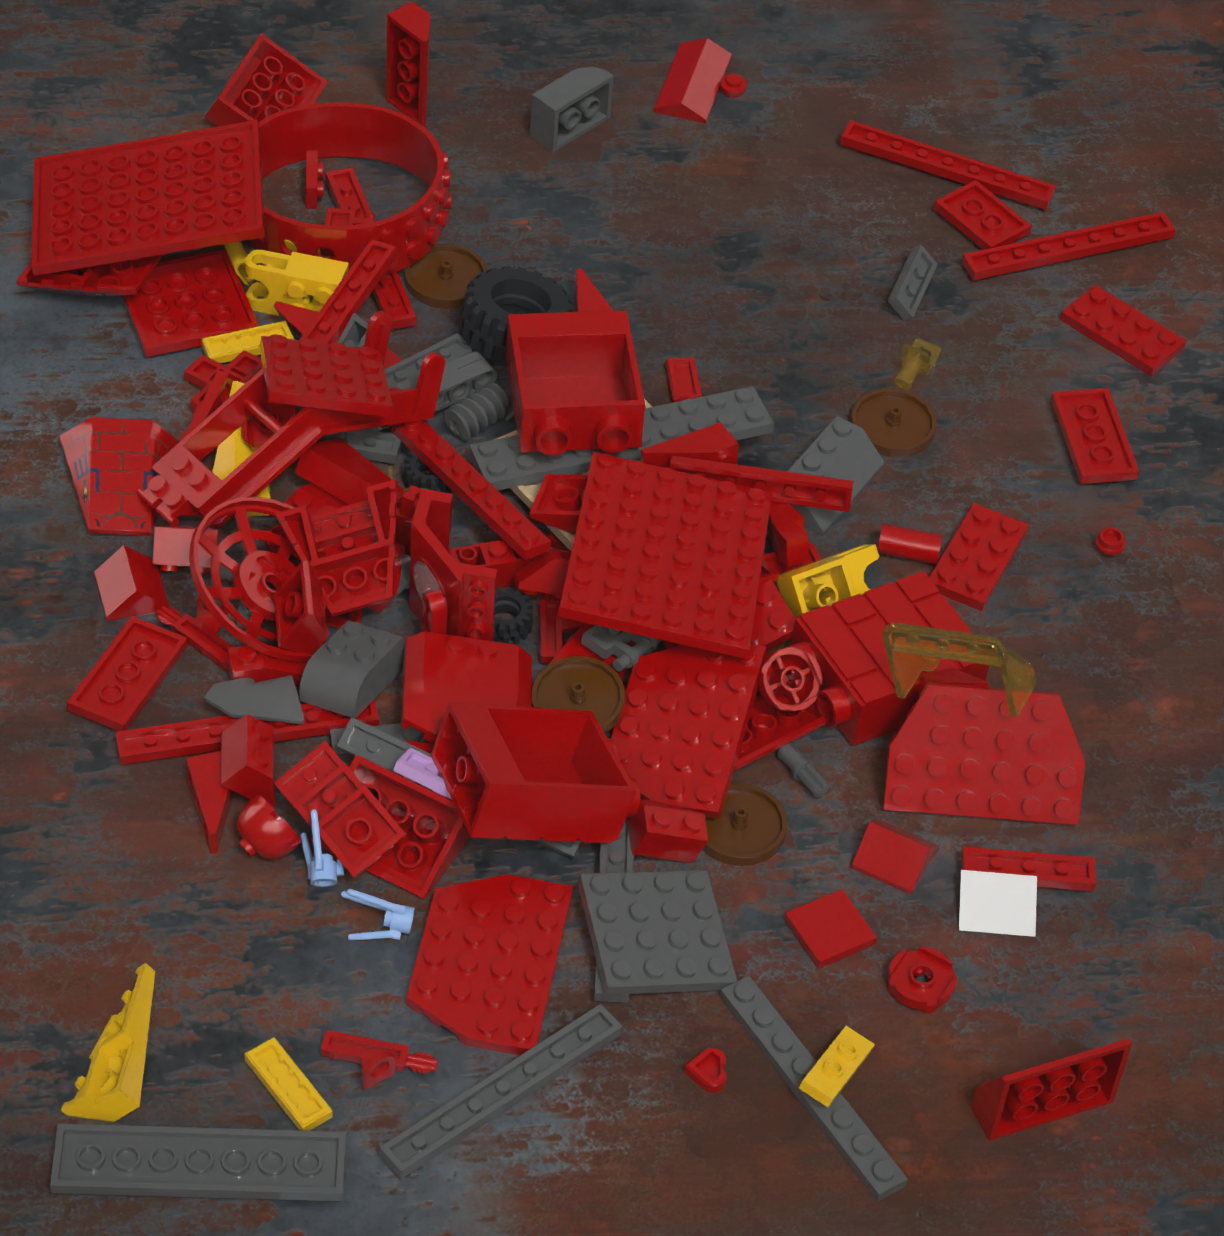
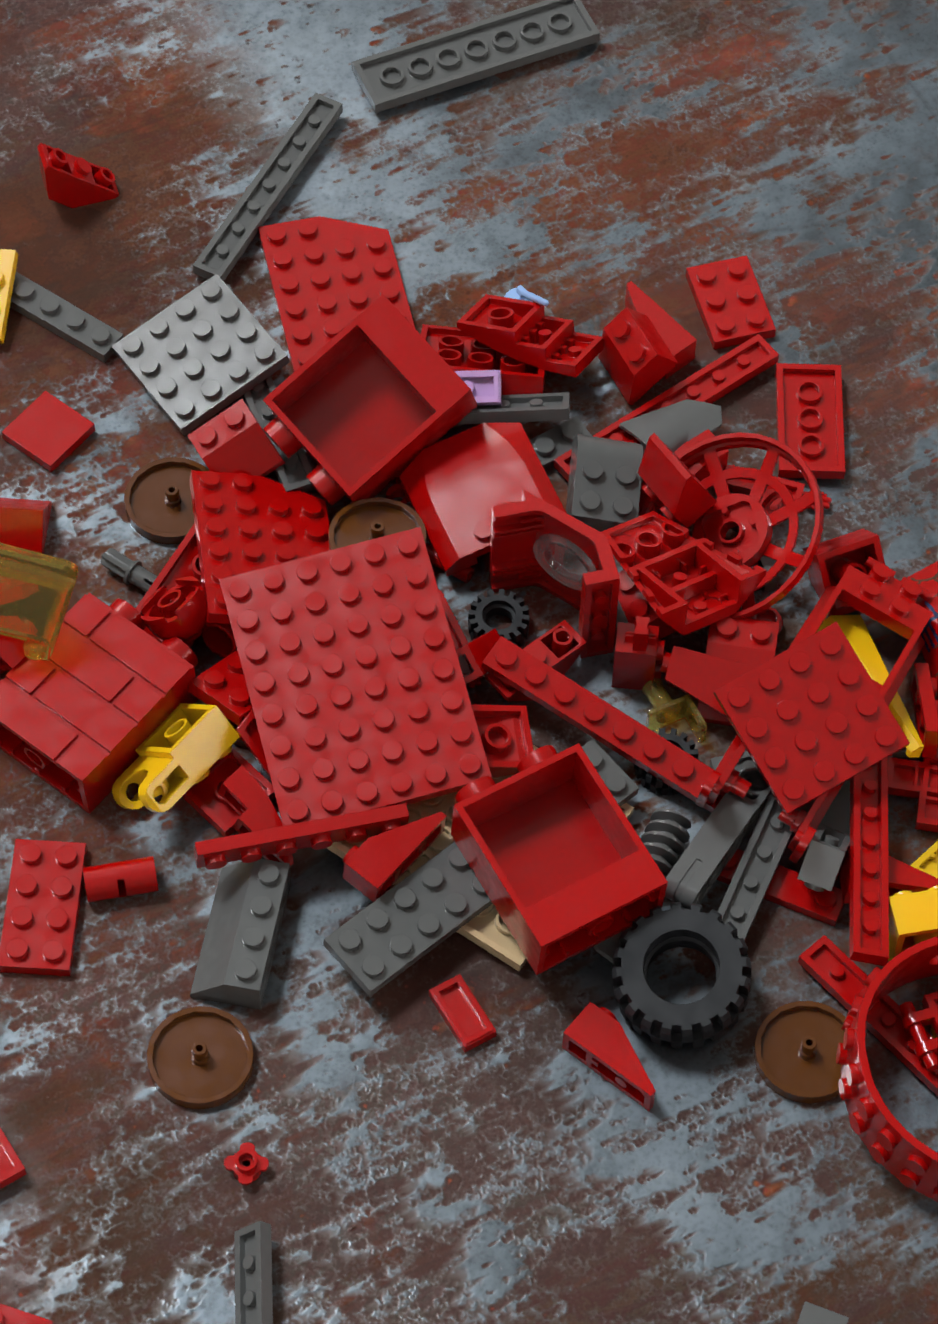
camera: 160 degrees right, 10 degrees up
(118, 1058) = (586, 93): yellow wedge -> none
(119, 809) = (730, 302): none -> red plate
(129, 585) = (869, 506): red slope -> none
(265, 831) = (588, 305): red cylinder -> none
(288, 1085) = (443, 129): yellow plate -> none
(377, 1057) = (384, 177): red piece -> none
(397, 916) = (433, 288): light blue plant -> none
(705, 1161) = (73, 179): none -> red slope
(708, 1070) = (106, 271): red tile -> none
(887, 349) = (246, 1174): none -> red plate
(915, 362) = (203, 1151): clear yellow bracket -> none

